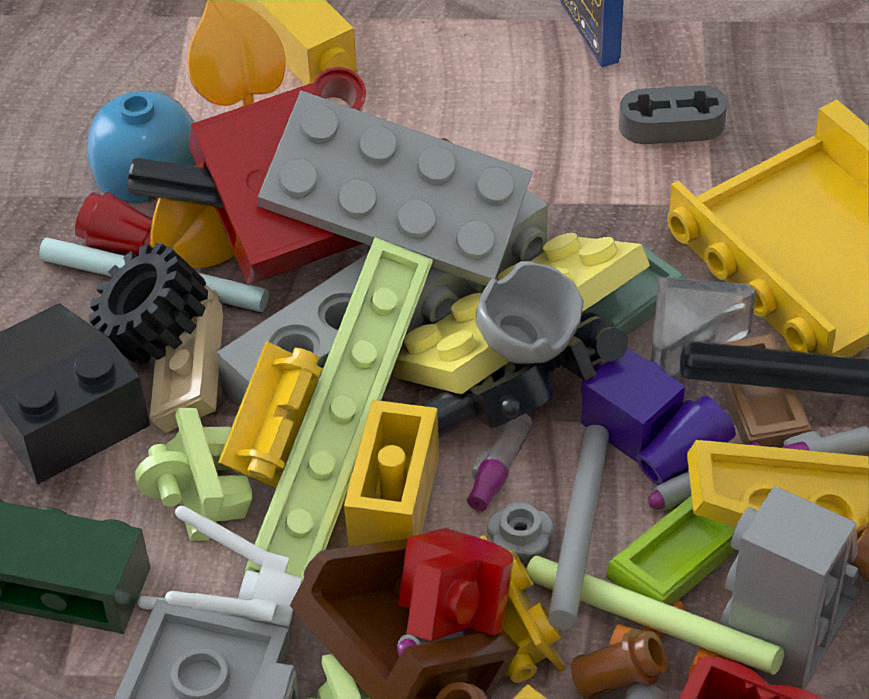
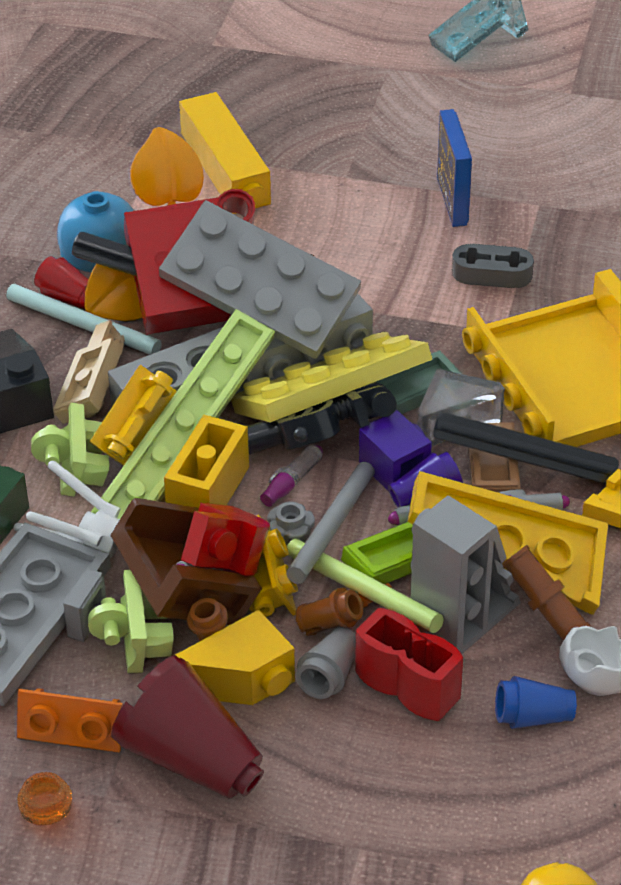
camera: 10 degrees right, 5 degrees down
(149, 302) = (71, 333): black tyre -> none
(529, 313) = (326, 372): light grey hair -> none

